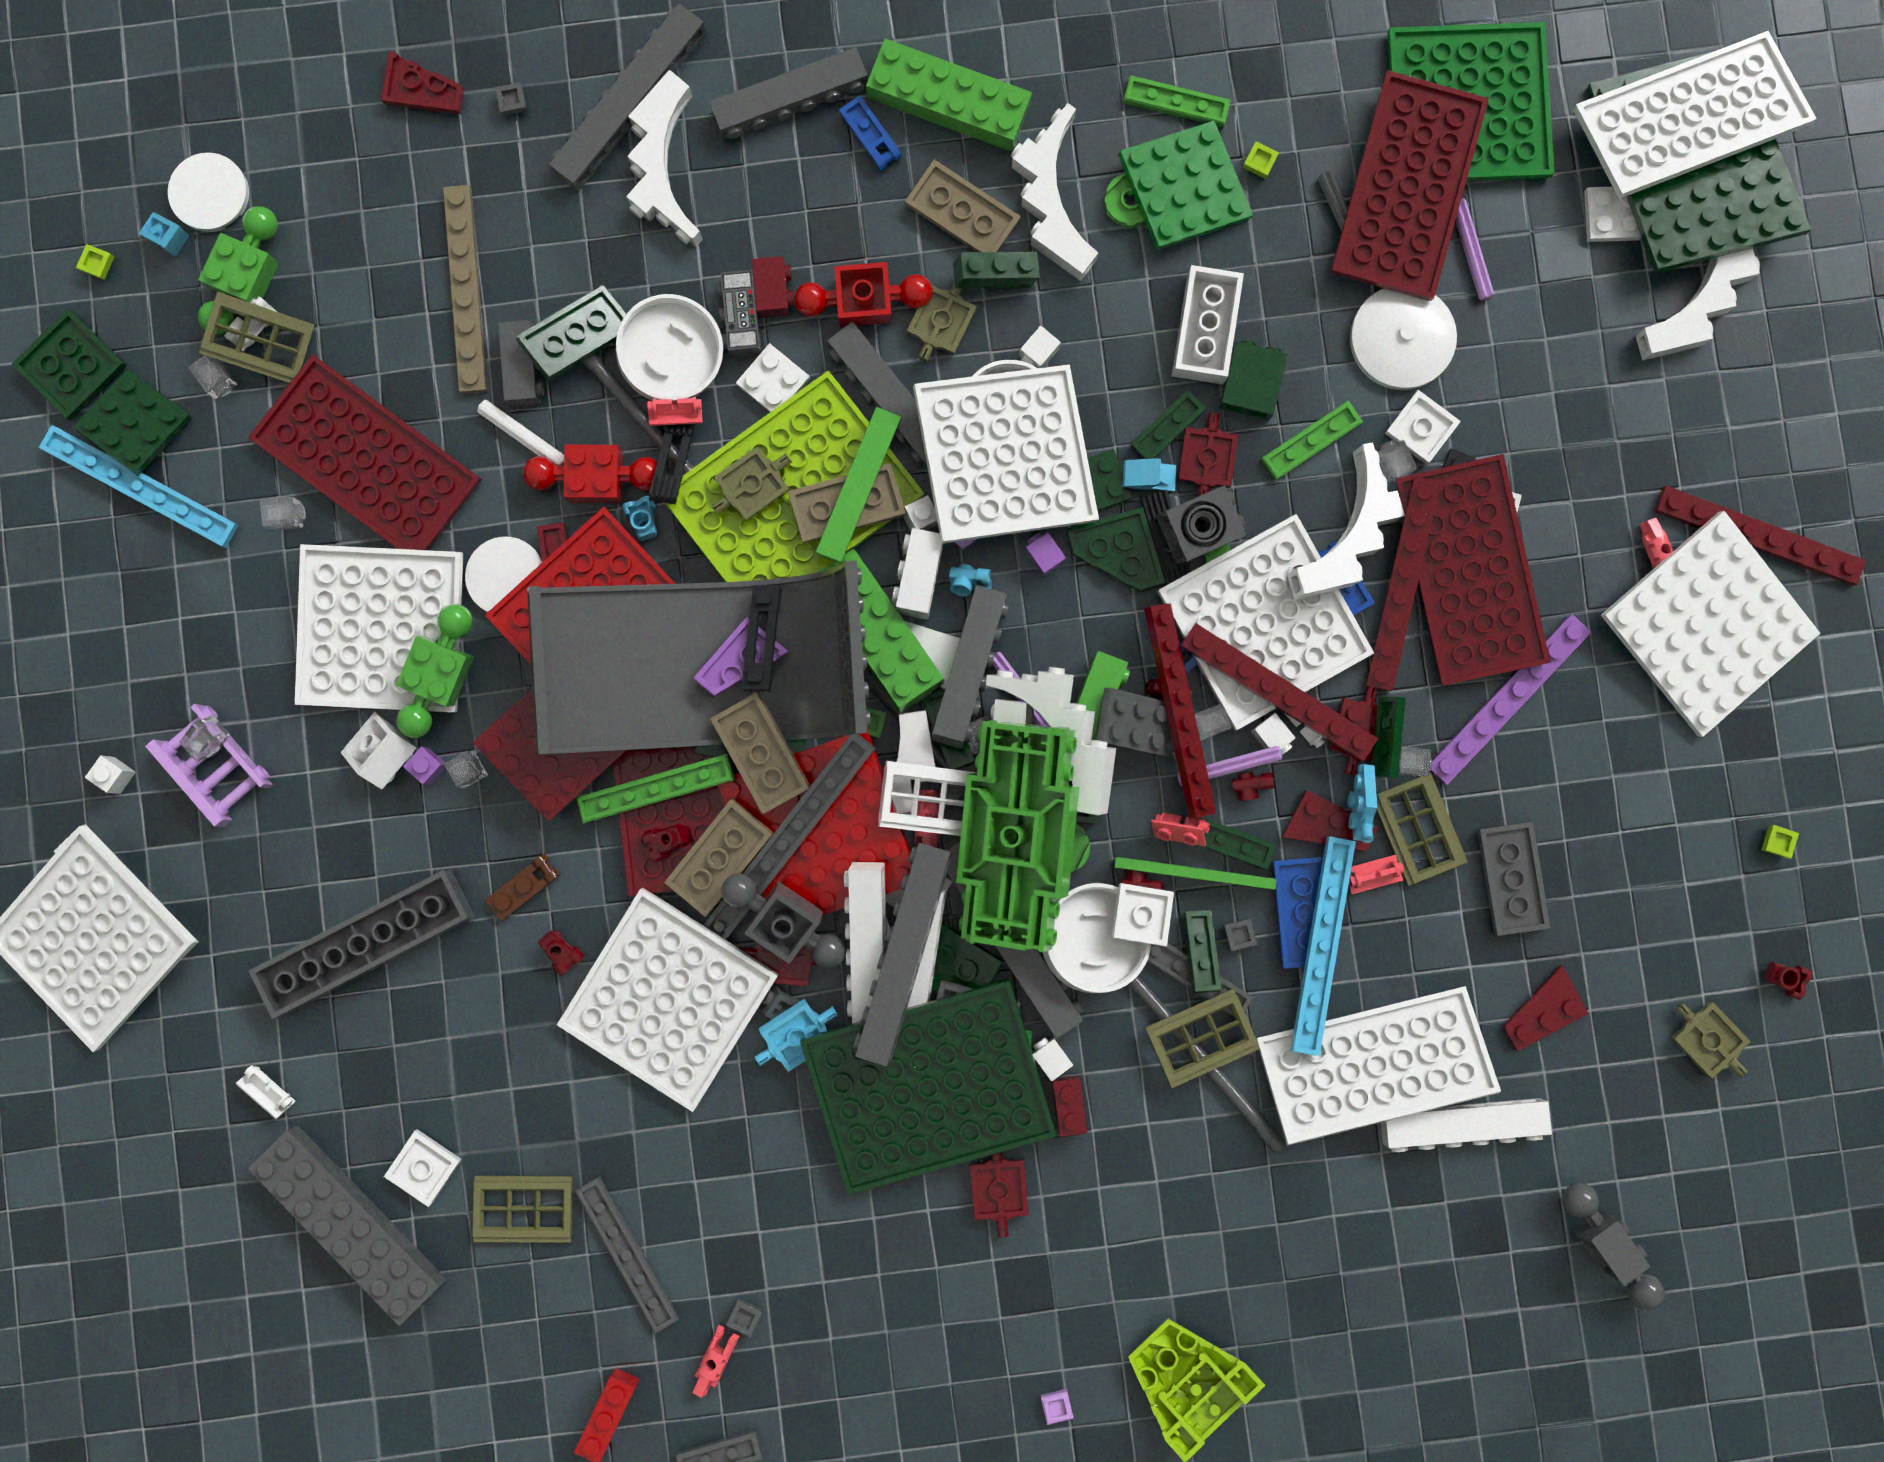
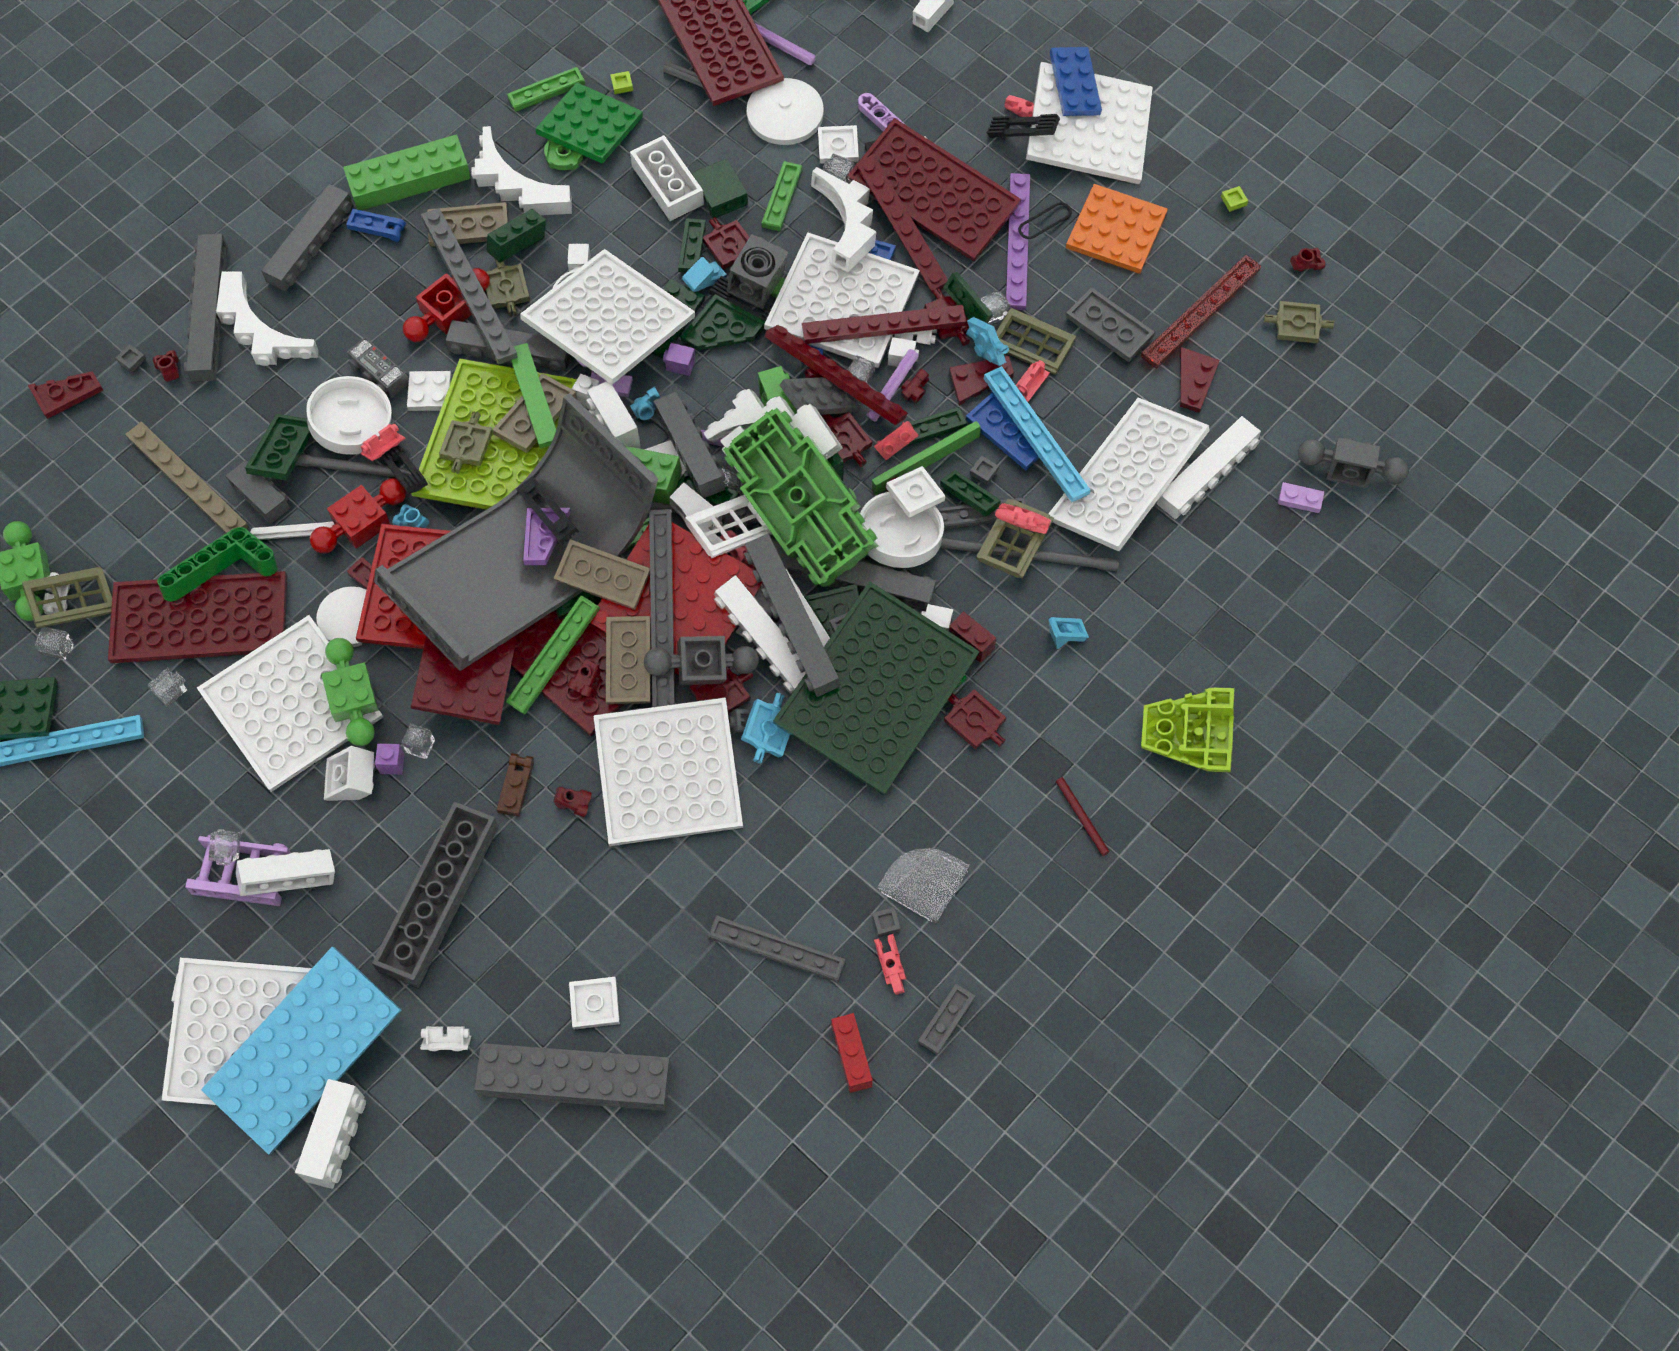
camera: 40 degrees left, 20 degrees down
(96, 1101) = (331, 1134): none -> white brick
(110, 774) = (173, 927): white brick -> none
(127, 1002) = (299, 1047): none -> medium azure plate
(239, 809) = (284, 872): none -> white brick
(419, 416) = (213, 559): none -> green beam
(522, 1183) = (697, 991): olive piece -> none
(539, 137) = (167, 365): none -> dark red plate
(771, 287) = (386, 339): dark red brick -> none
(814, 1306) = (924, 881): none -> clear plate
(896, 297) = (469, 286): none -> dark grey plate
(1014, 1369) = (1082, 816): none -> dark red bar
(1056, 1406) = (1128, 816): lavender tile -> none
(1134, 784) = (850, 436): none -> dark red plate
(1166, 1178) = (1067, 630): none -> medium azure slope
(1224, 1029) = (1023, 518): none -> coral hinge
(1499, 437) = (877, 106): none -> lavender beam
(1528, 1230) = (1301, 497): none -> lavender plate
(1557, 690) = (1039, 214): none -> black piece
(1622, 942) = (1200, 311): none -> clear red plate
(1624, 771) = (1116, 228): none -> orange plate
(1654, 602) = (1046, 126): none -> black container
(1738, 567) = (1075, 81): none -> blue plate
(1765, 536) = (1100, 59): dark red plate -> none

